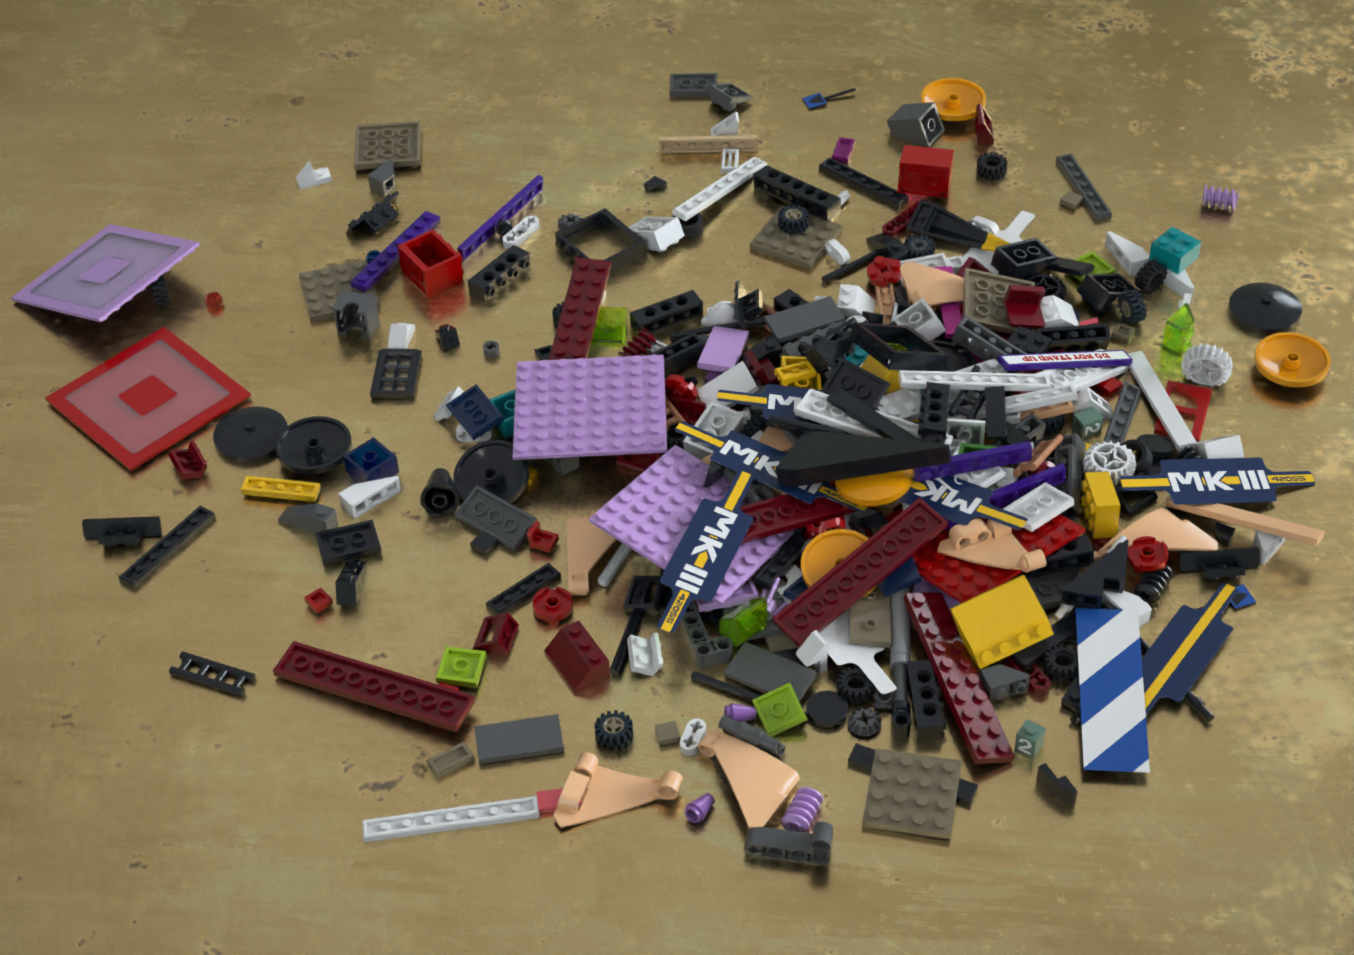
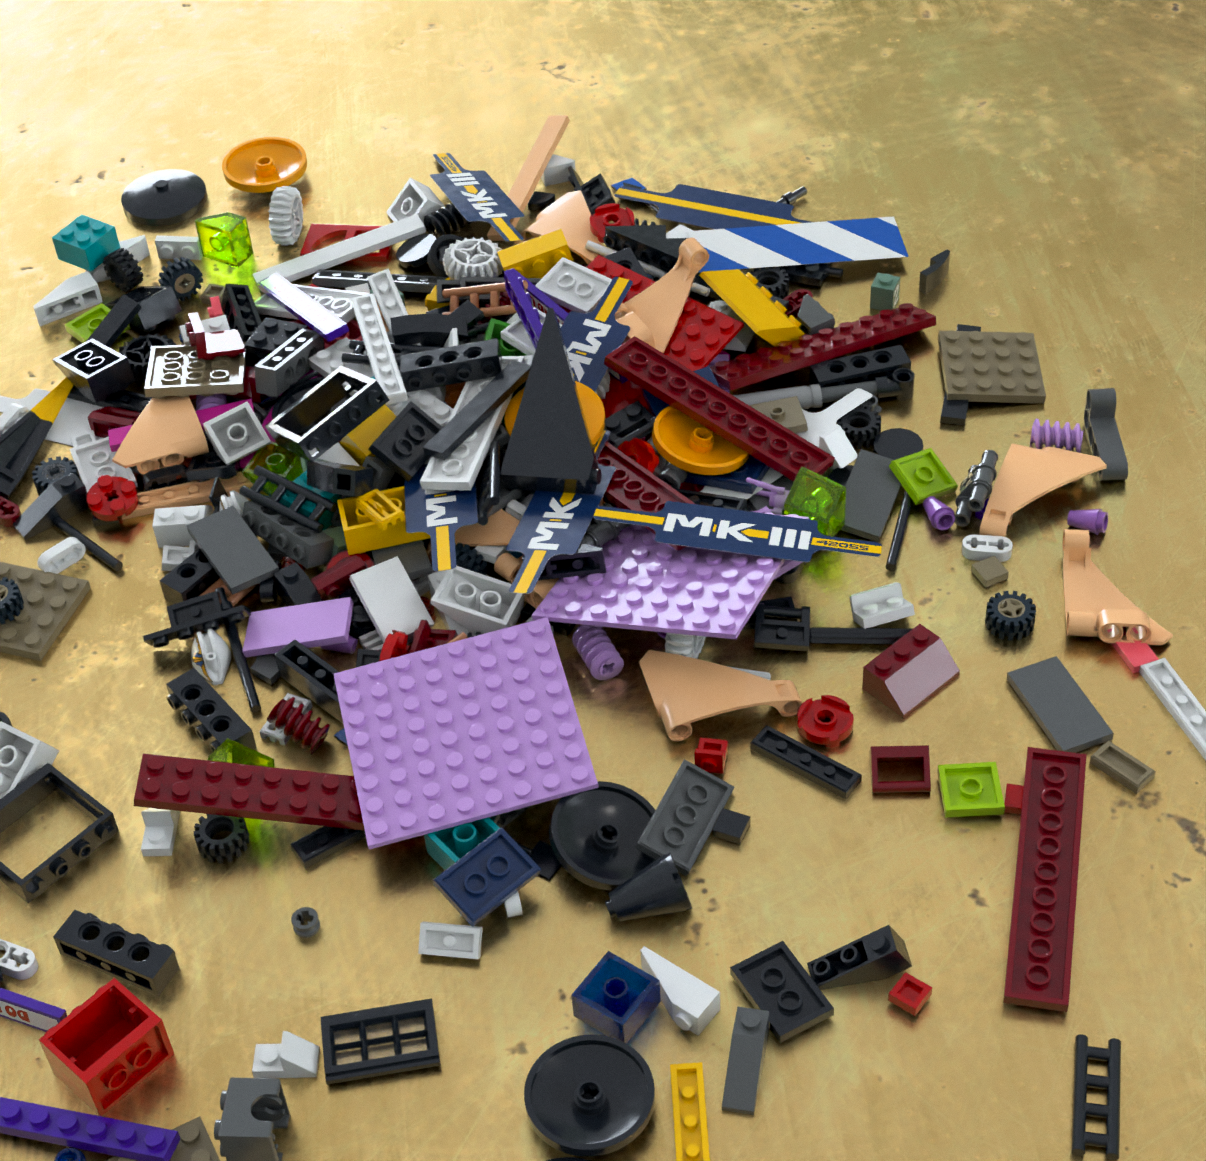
camera: 100 degrees left, 0 degrees up
(448, 336) = (280, 987): black bracket -> none
(704, 651) = (827, 569): dark grey beam -> none
(858, 727) = (895, 420): dark grey gear -> none

